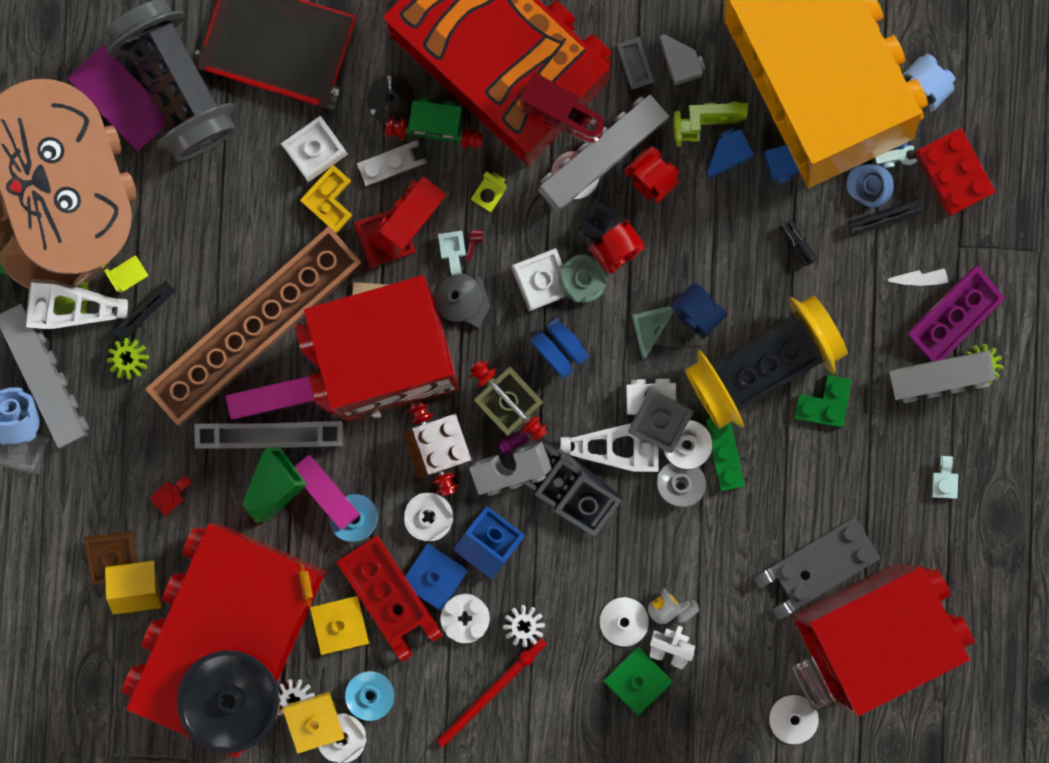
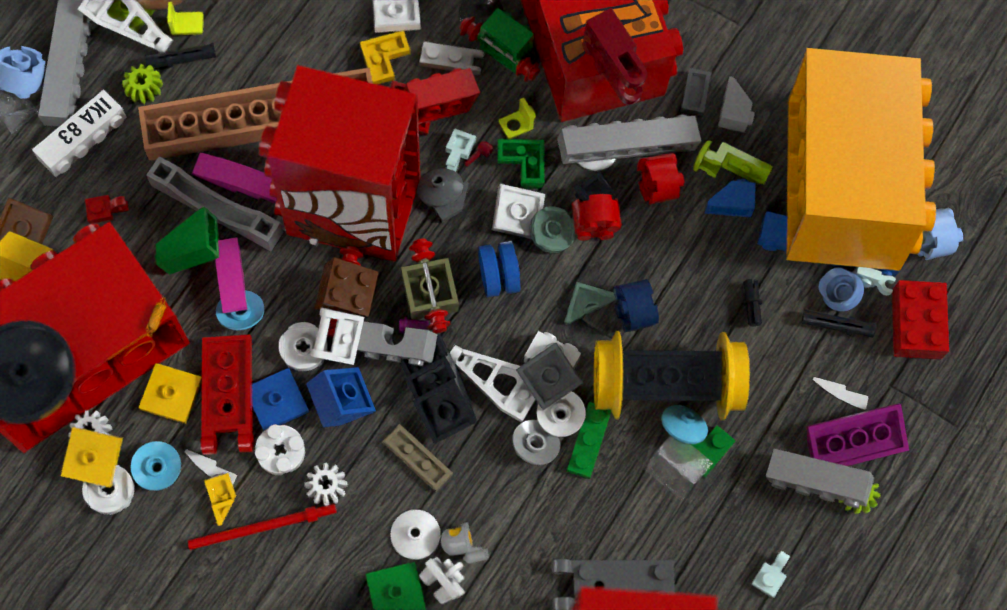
camera: 20 degrees right, 15 degrees down
(103, 440) = (79, 133): none -> white brick
(413, 668) = (208, 465): none -> white sticker
(439, 686) = (221, 495): none -> yellow slope
(463, 492) = (345, 337): none -> white plate
(519, 219) = (528, 154): none -> green brick
(586, 555) = (417, 458): none -> dark tan tile
(804, 398) = (684, 424): none -> medium azure dish
(815, 432) = (677, 466): none -> clear slope

